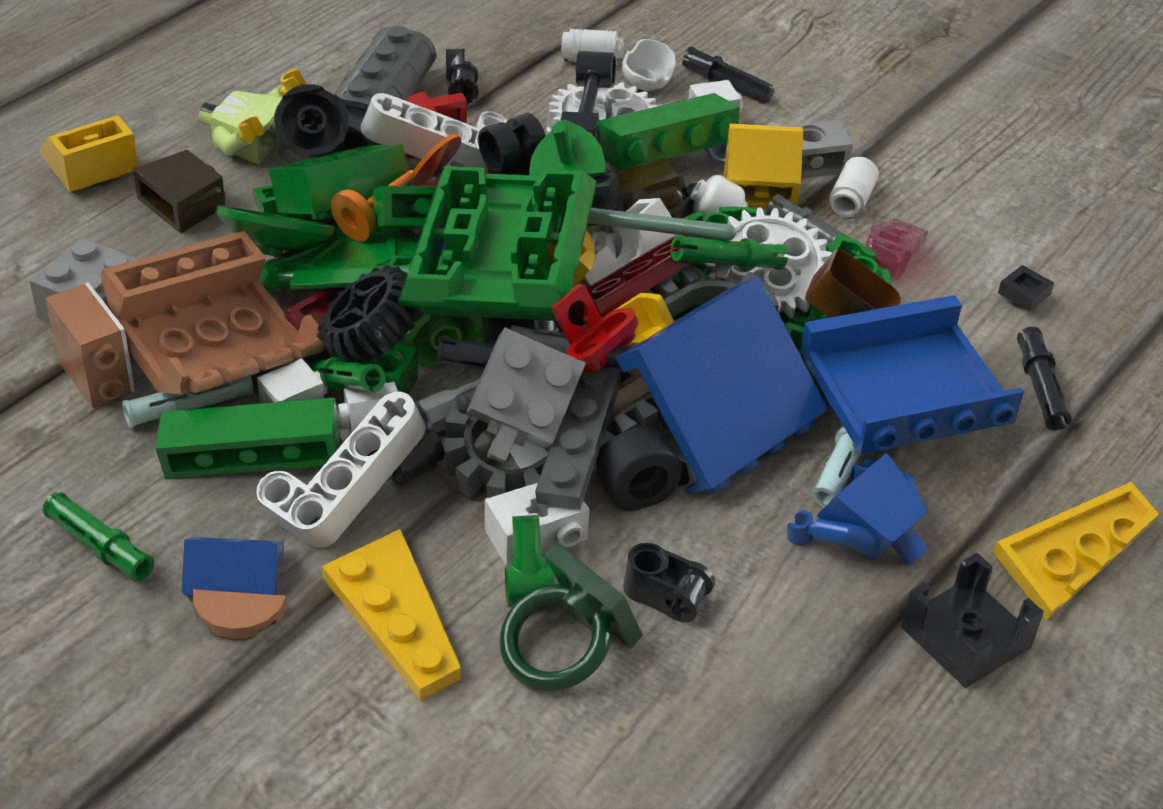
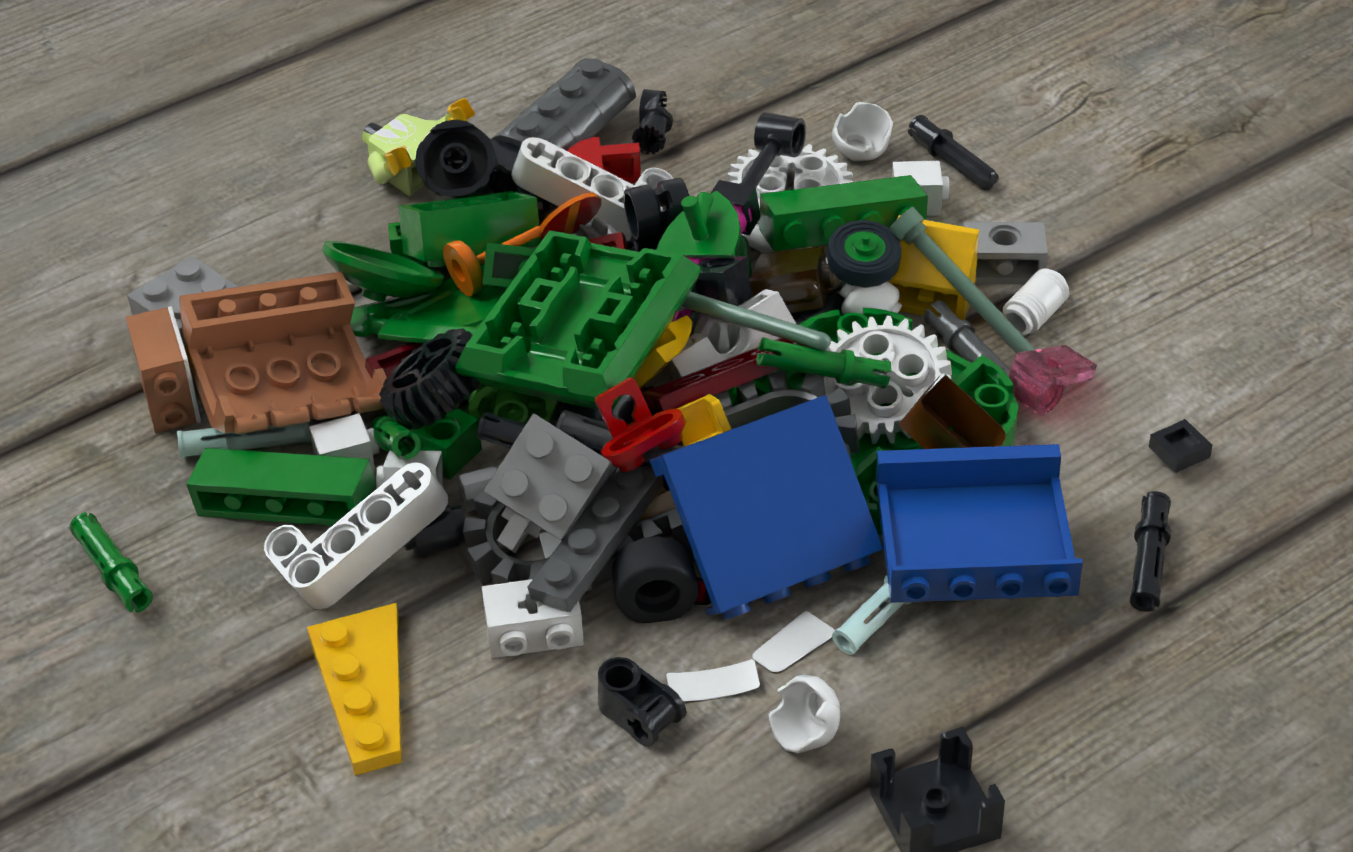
camera: 20 degrees right, 0 degrees up
(91, 153) = (240, 166): yellow slope -> none
(180, 189) = (315, 213): dark brown torso -> none
(231, 565) = (222, 612): blue panel -> none
(236, 613) = (213, 659): nougat tile -> none
(527, 567) = (500, 673): green pin -> none
(589, 601) = (541, 709): dark green tile -> none
(590, 40) = (811, 101): white head -> none
(711, 159) = (863, 253): none -> black wheel
(726, 551) = (715, 682): none -> white sticker
(749, 134) = (912, 230): none -> sand green piece
(775, 505) = (793, 642): none -> white sticker
(825, 566) = (806, 714): none -> white hair
(868, 514) = (880, 666): blue torso -> none
(1071, 548) = (1088, 741): yellow wing -> none

